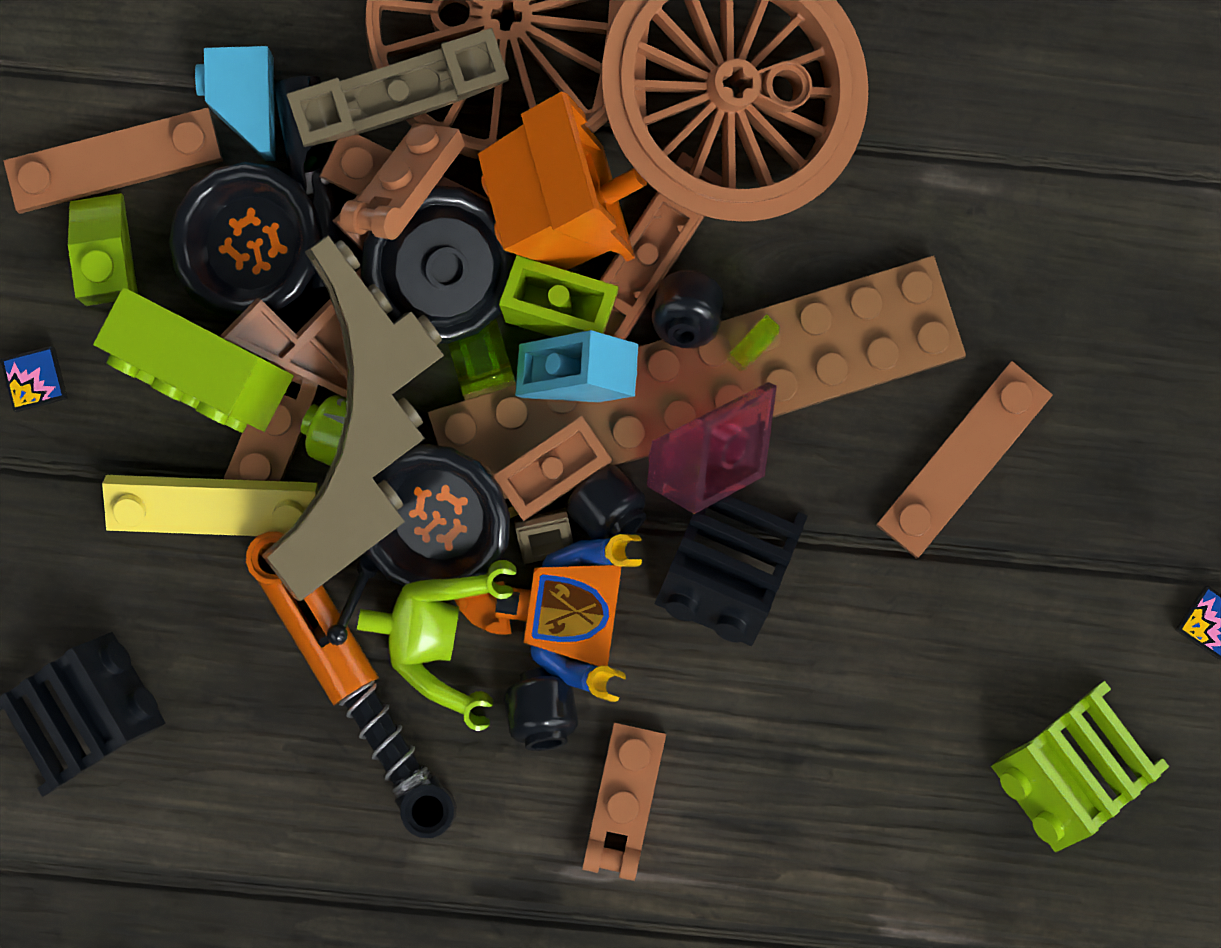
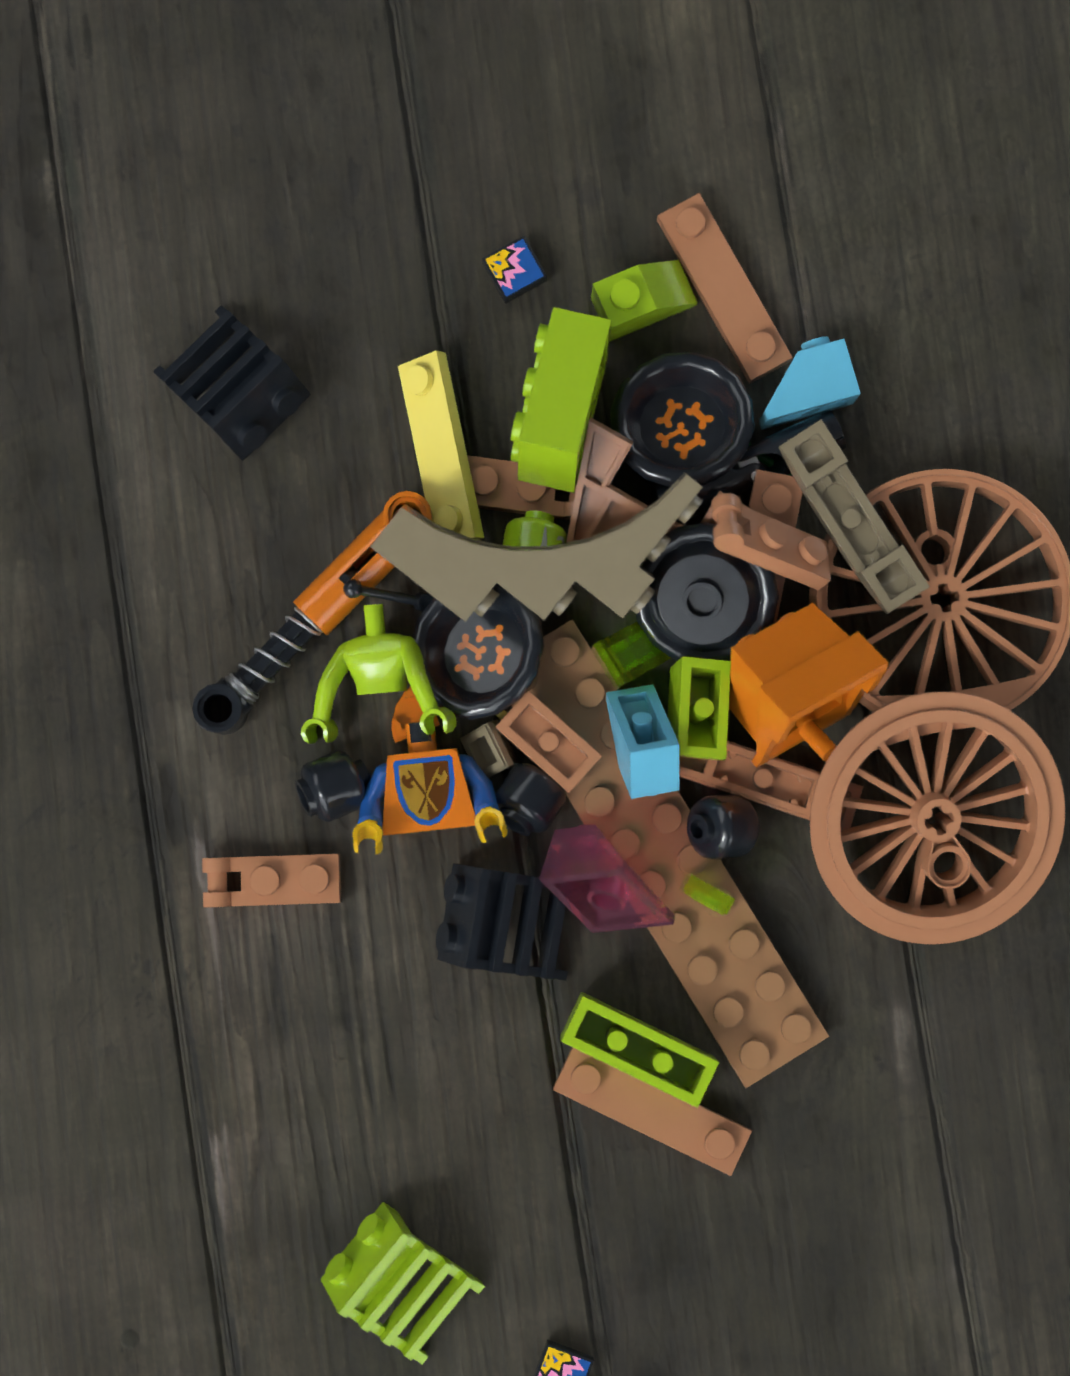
camera: 70 degrees right, 0 degrees up
(897, 456) = (639, 1049): none -> lime brick

